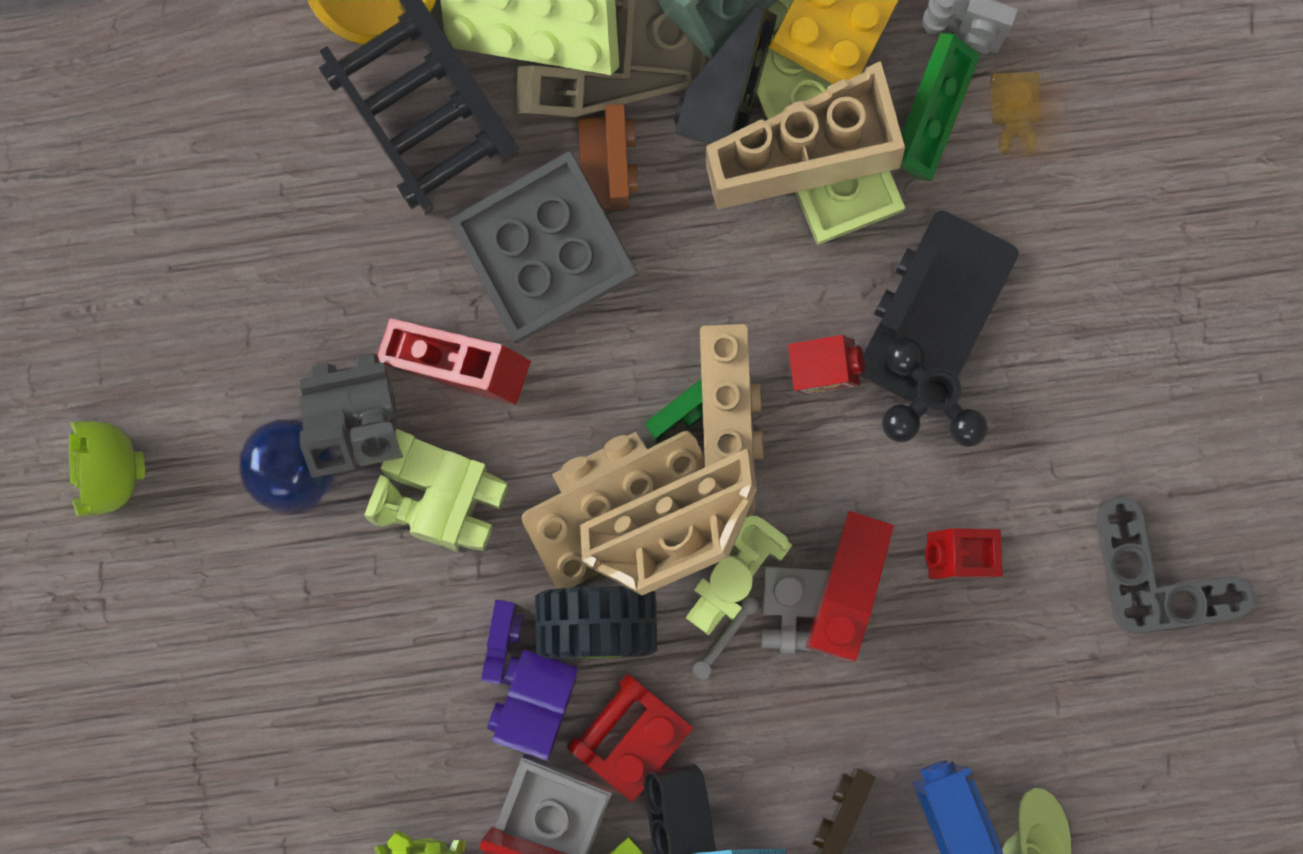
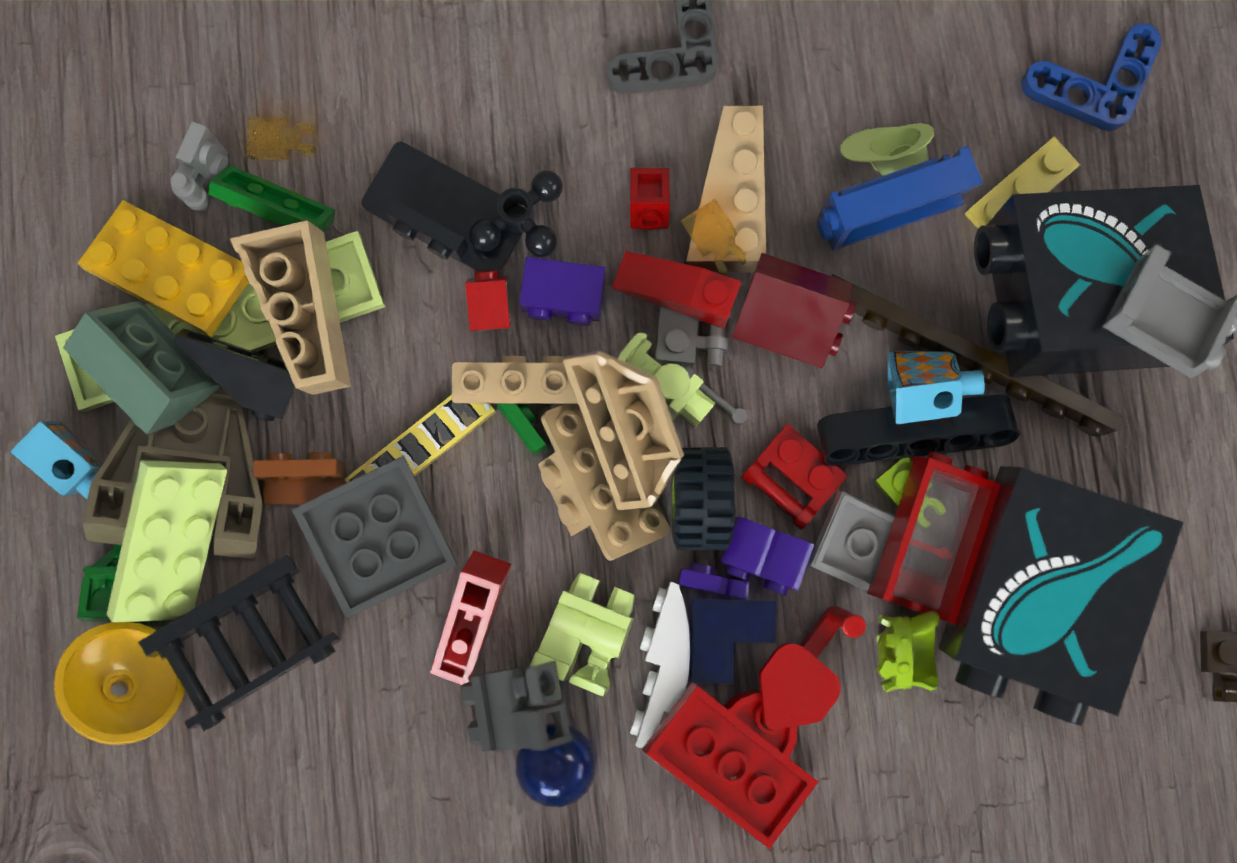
camera: 90 degrees left, 0 degrees up
(288, 685) = (734, 758): none -> red plate
(421, 592) = (670, 649): none -> white slope
(451, 651) = (715, 629): none -> clear blue brick
(661, 302) = (430, 436): none -> tile
(827, 730) = (794, 311): none -> dark red brick
(844, 452) = (562, 291): none -> dark purple brick
(917, 625) = (712, 232): none -> clear yellow plate
(953, 652) = (738, 185): none -> tan wedge

